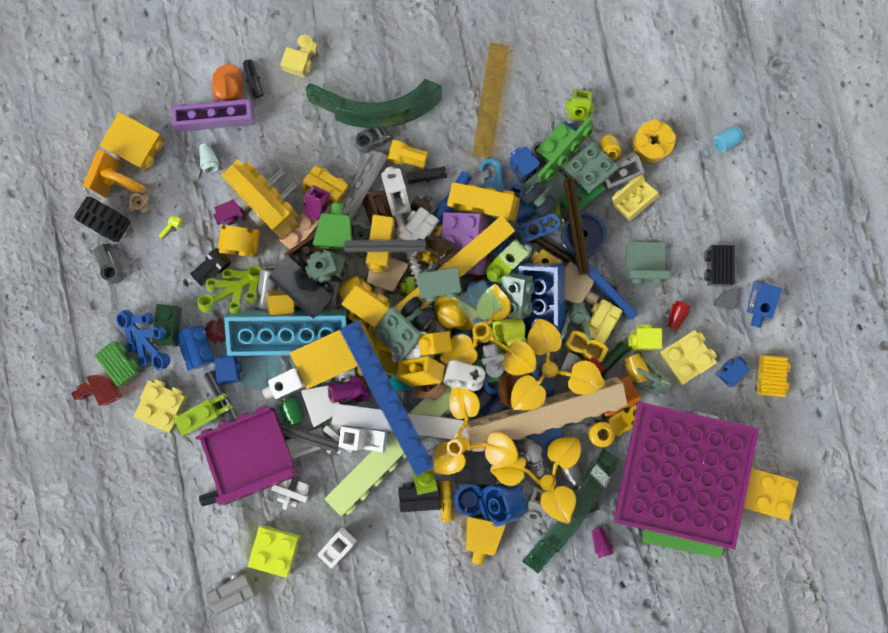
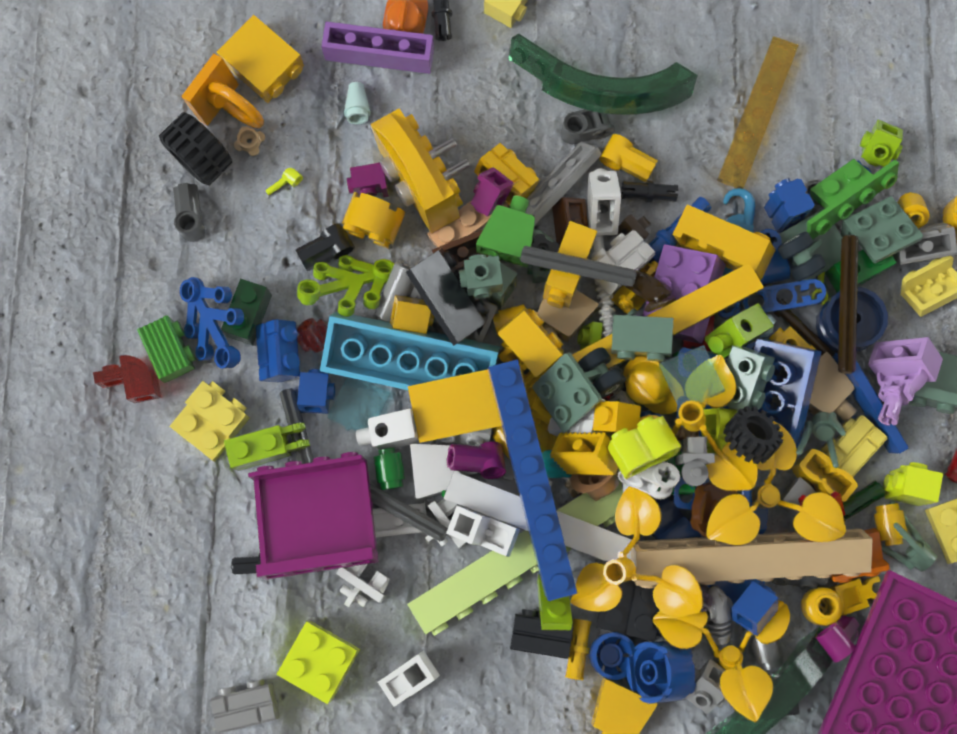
camera: 15 degrees right, 5 degrees down
(455, 359) = (644, 446): none -> neon yellow brick
(529, 325) = (753, 435): none -> black tyre
(555, 447) = (755, 608): none -> blue brick
(616, 452) = (839, 638): none -> magenta piece
(622, 264) = (901, 371): none -> lavender brick

